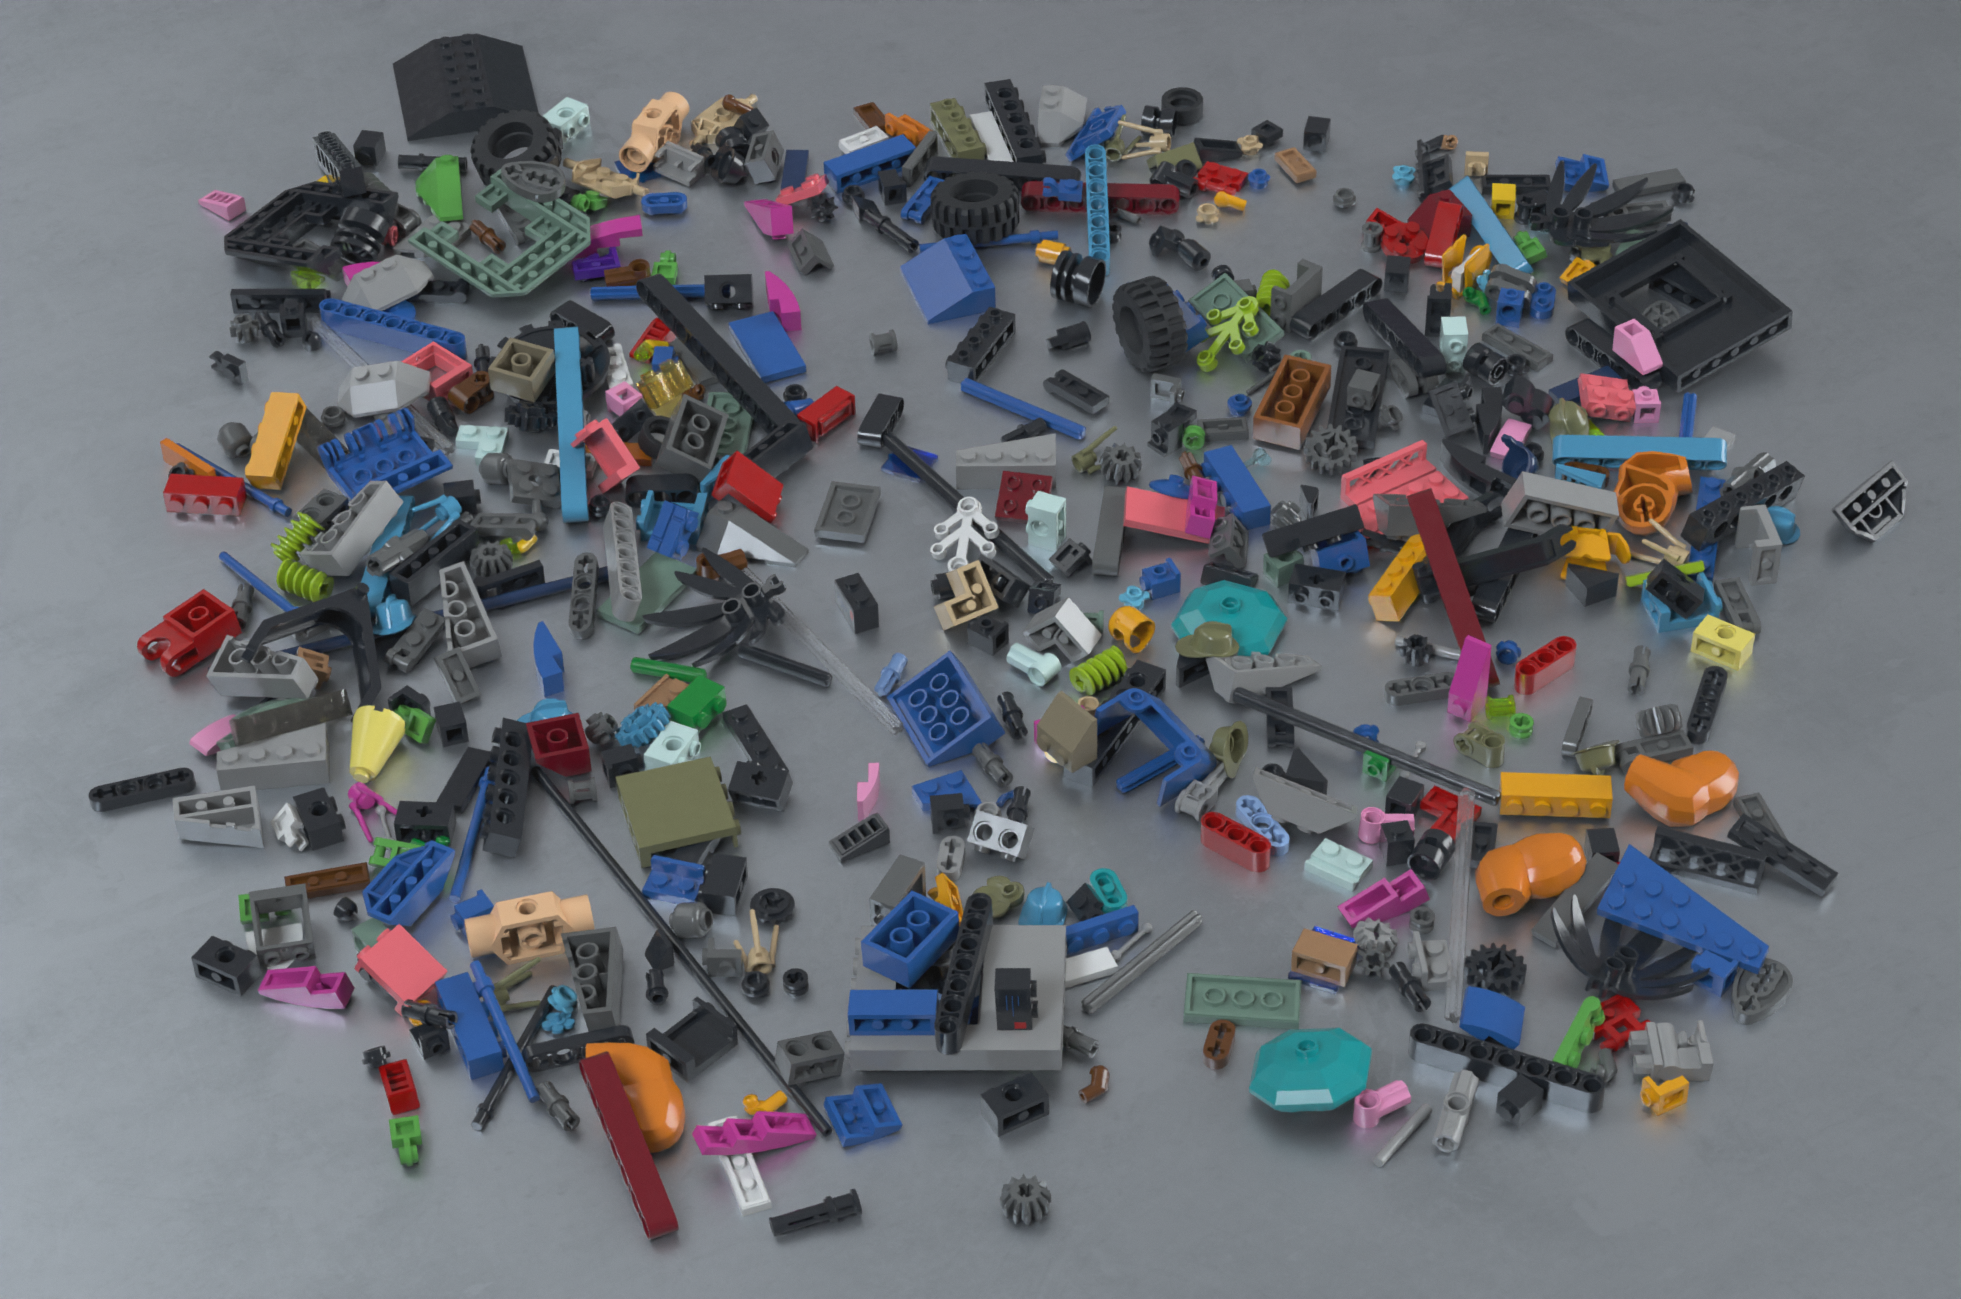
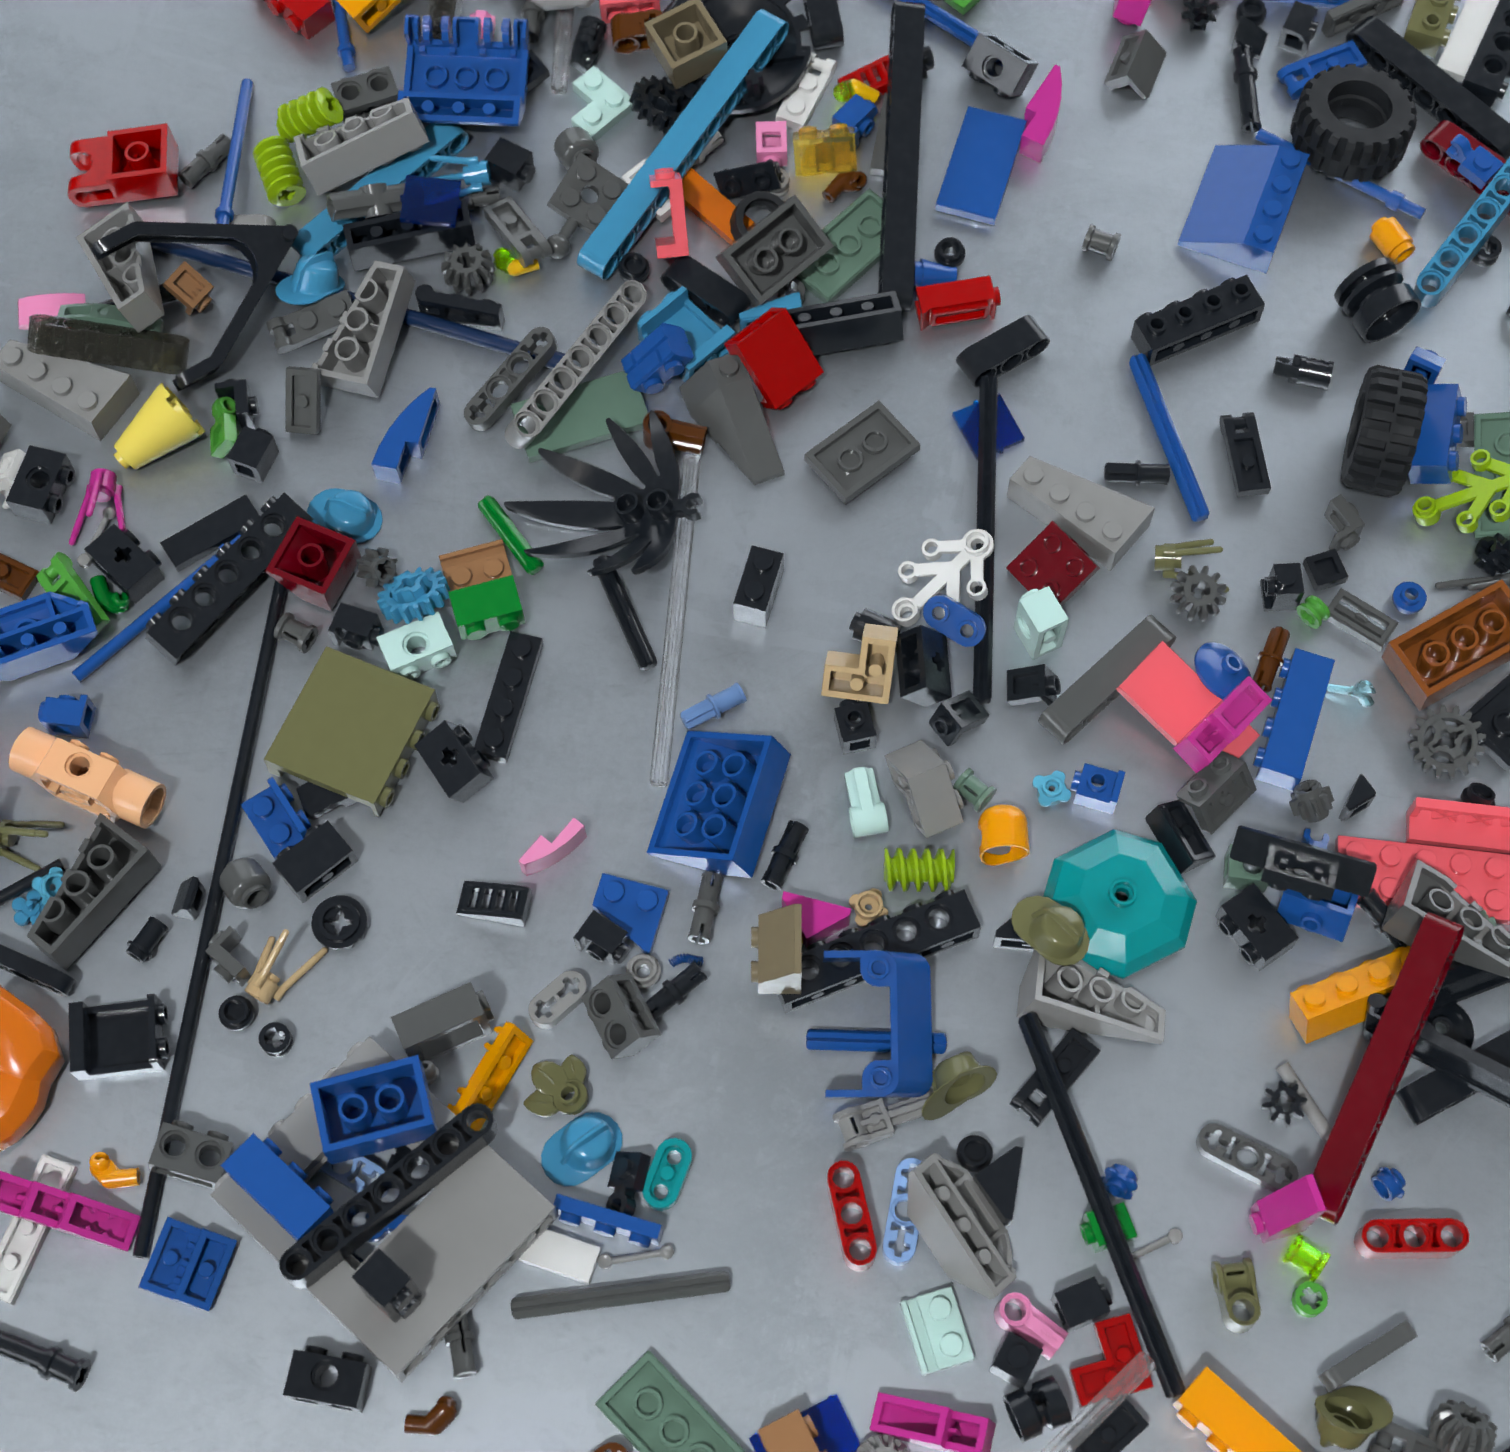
camera: 40 degrees right, 25 degrees up
(438, 529) = (430, 201): none -> clear blue piece
(995, 548) = (955, 618): none -> blue plate

